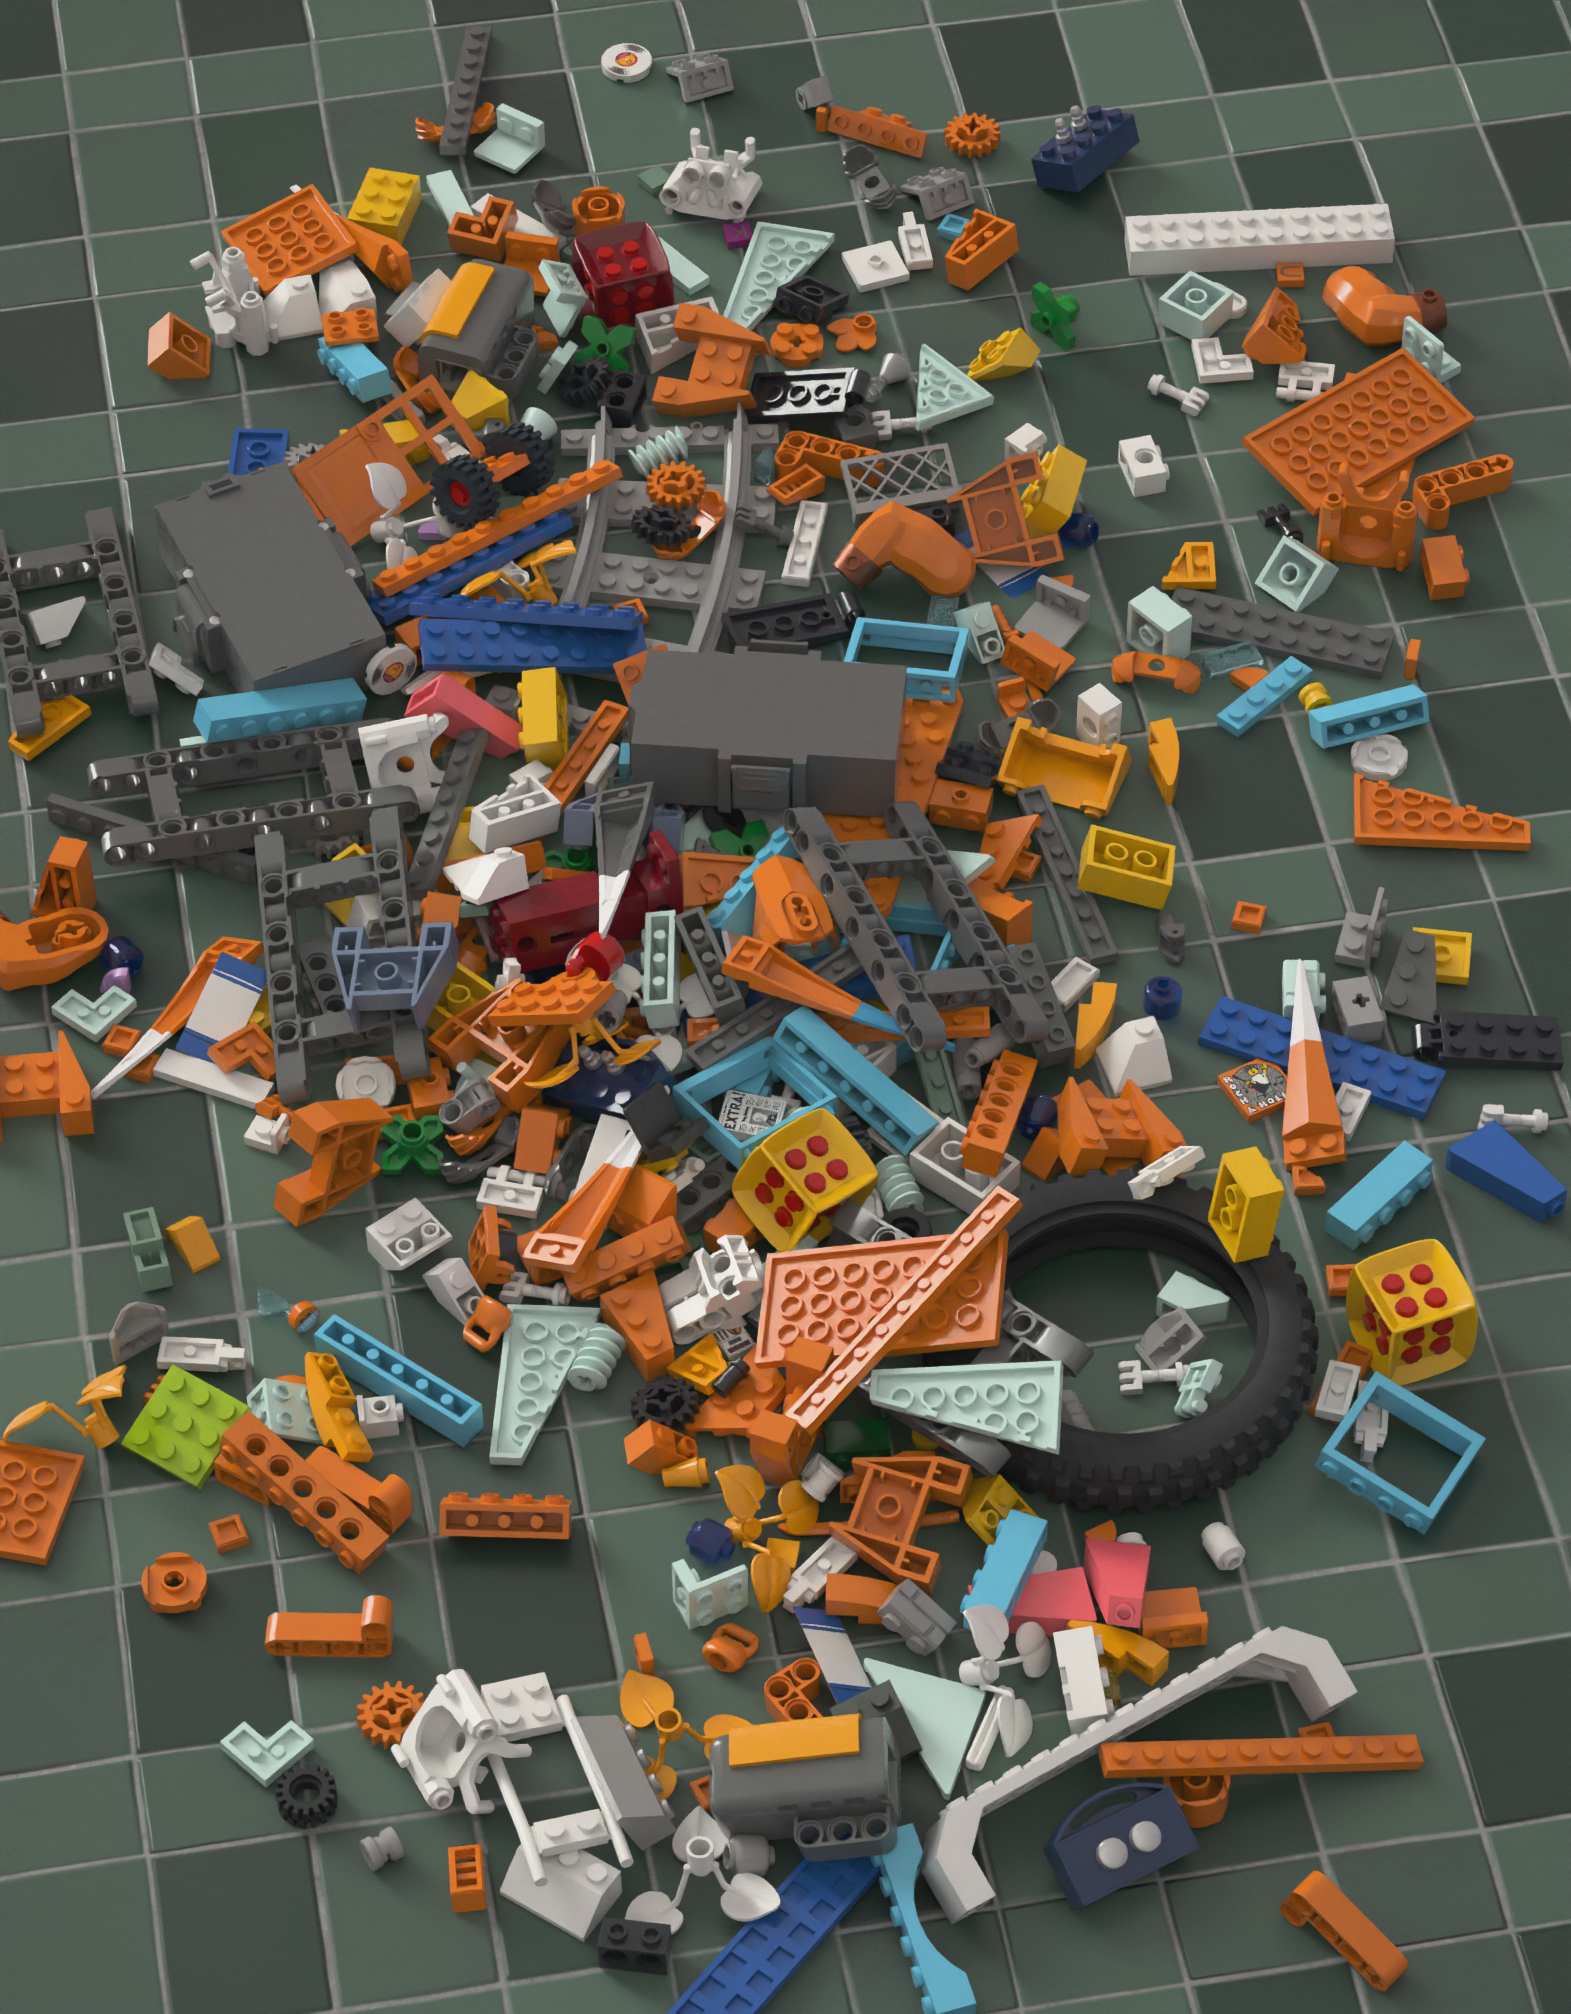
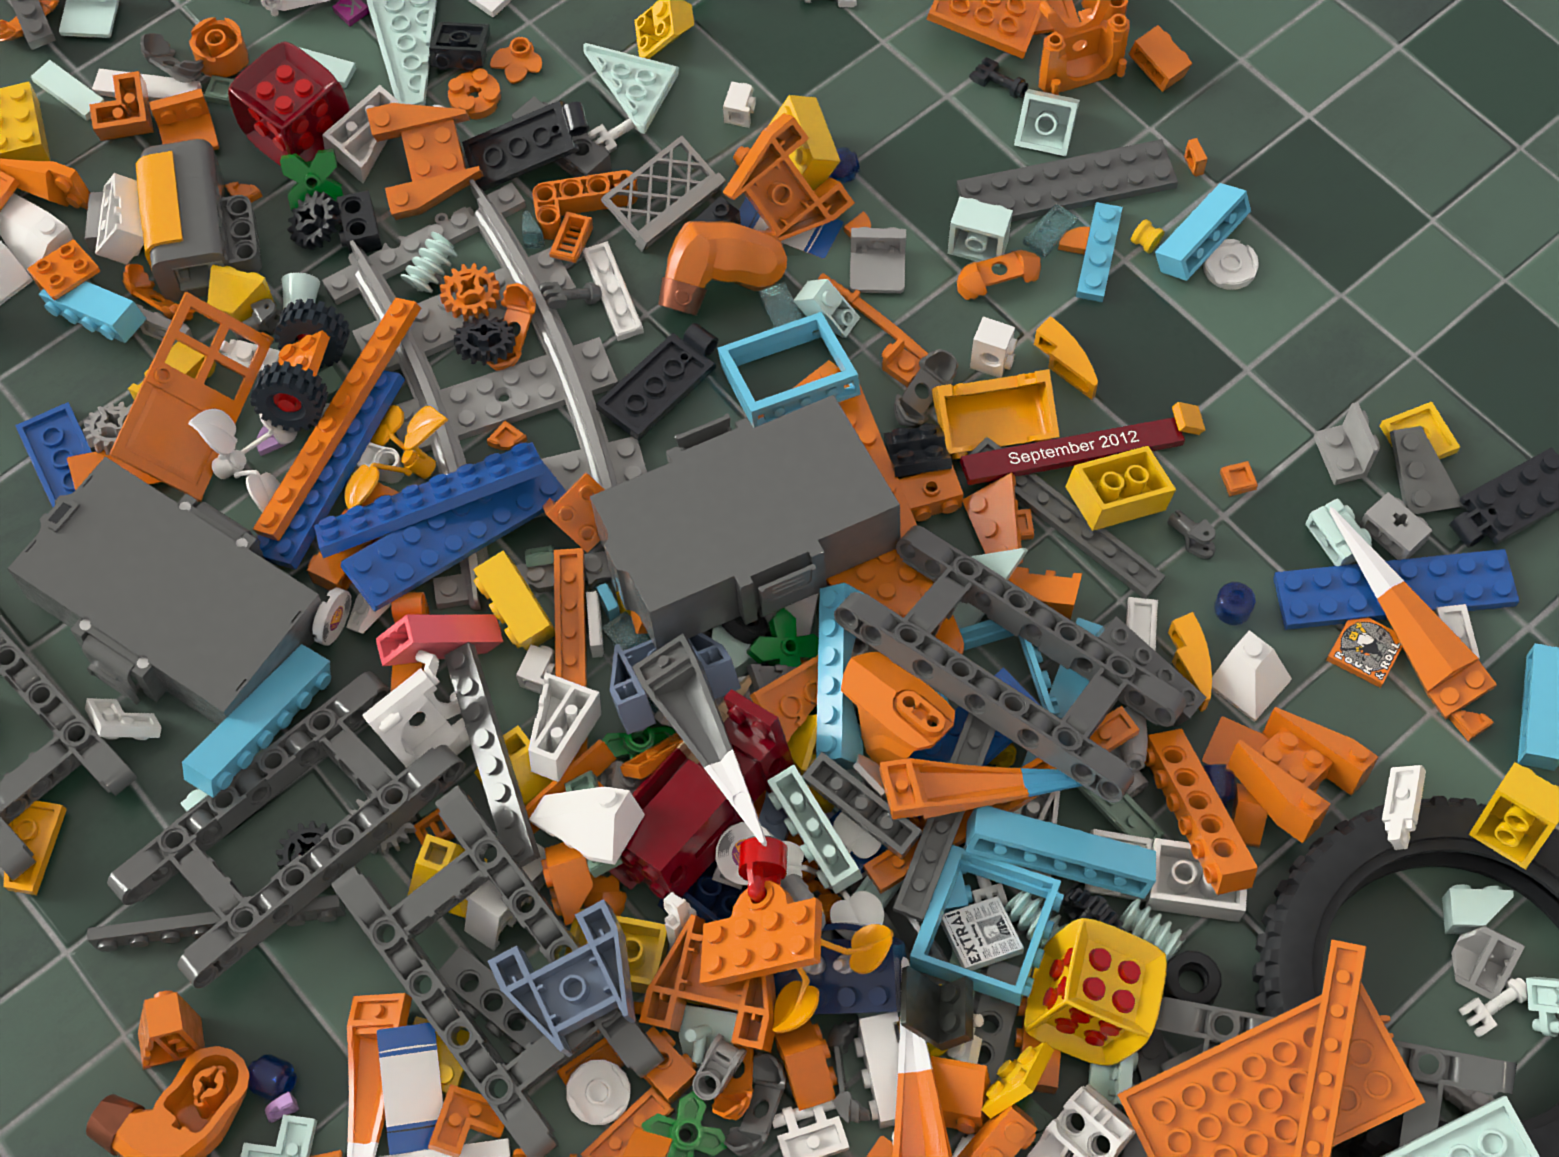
camera: 30 degrees left, 15 degrees up
(558, 361) = (281, 216): light aqua plate -> none
(565, 295) = (241, 146): light aqua bracket -> none
(588, 704) = (539, 556): none -> sand green tile
(698, 1207) = (1017, 1079): none -> yellow plate
(893, 369) = (576, 80): light grey piece -> none
(1036, 659) = (896, 312): orange bracket -> none
(1080, 817) = (1069, 450): none -> dark red tile
(1143, 466) = (849, 76): white brick -> none
(1192, 568) = (958, 156): light orange wing -> none
(1238, 851) = (1188, 418): none -> light orange tile
(1425, 820) = (1309, 310): orange wing -> none

